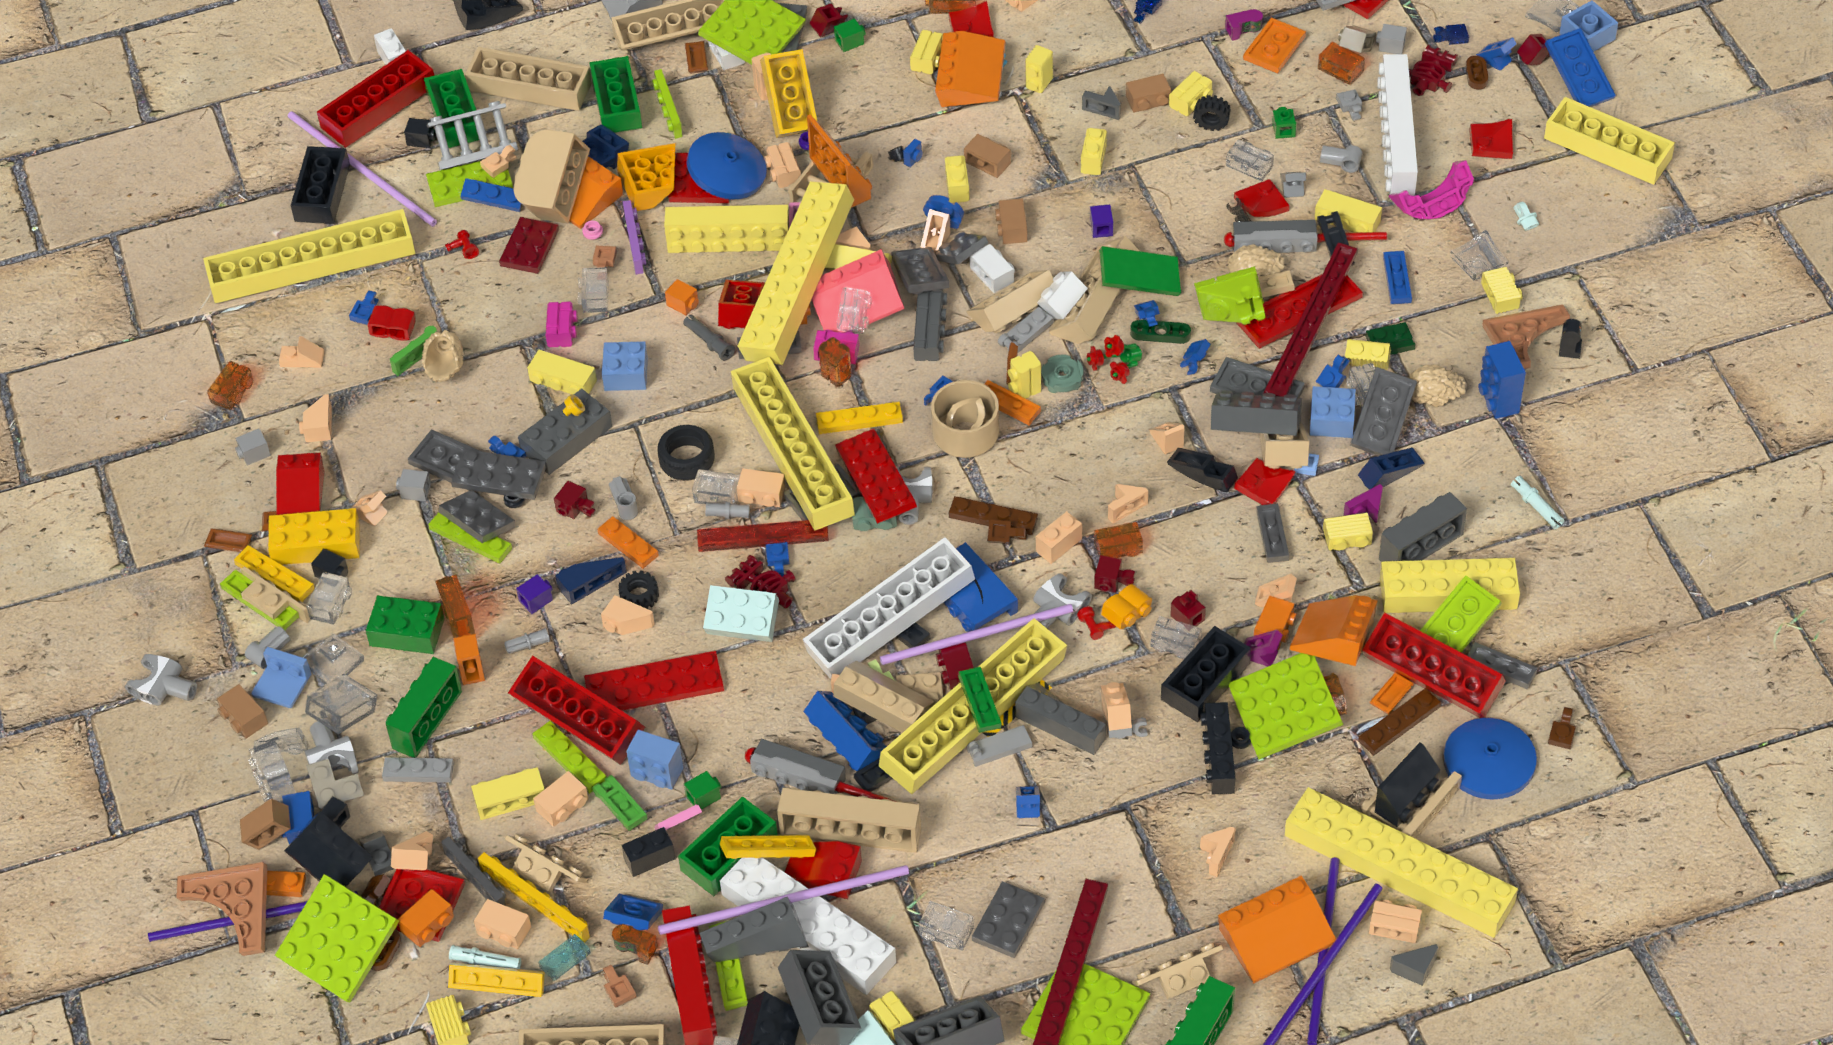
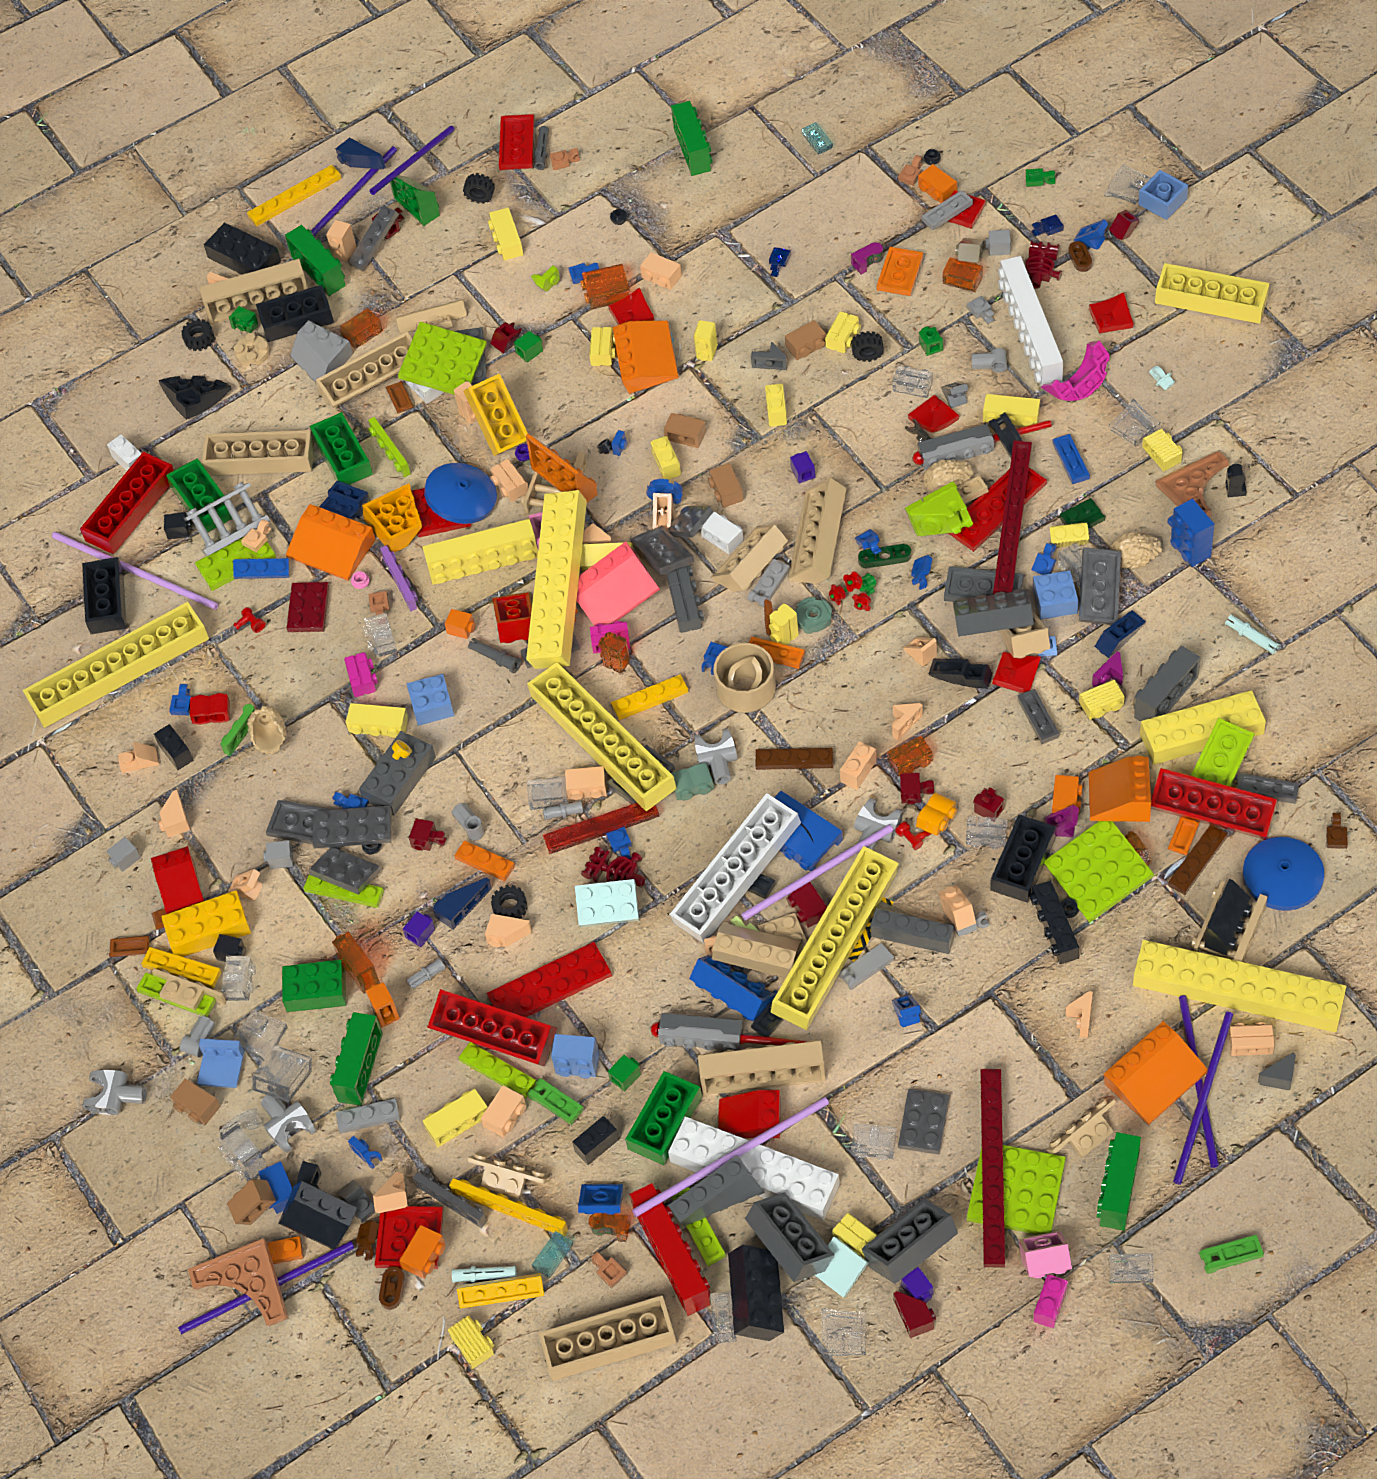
camera: 10 degrees left, 5 degrees up
(230, 385) = (84, 802): clear orange brick -> none
(326, 786) = (295, 1153): plate -> none
(337, 938) = (349, 1290): lime plate -> none
(341, 352) = (173, 747): none -> black brick
(398, 801) = (361, 1148): none -> blue plate
(502, 924) = (489, 1239): light nougat brick -> none
(551, 174) = (310, 539): tan brick -> none
(678, 818) = (611, 1103): bright pink tile -> none
(685, 436) = (507, 750): black tyre -> none
(767, 846) = (700, 1111): yellow plate -> none
(853, 310) = (616, 602): clear brick -> none
(875, 476) = (683, 748): red plate -> none
(979, 699) = (842, 932): green plate -> none
(1001, 532) = (807, 772): reddish brown plate -> none
(1062, 295) = (791, 544): white brick -> none
(1140, 271) = (852, 506): green tile -> none
(1280, 588) = (1062, 765): light nougat slope -> none
(1580, 68) = (1167, 233): blue tile -> none

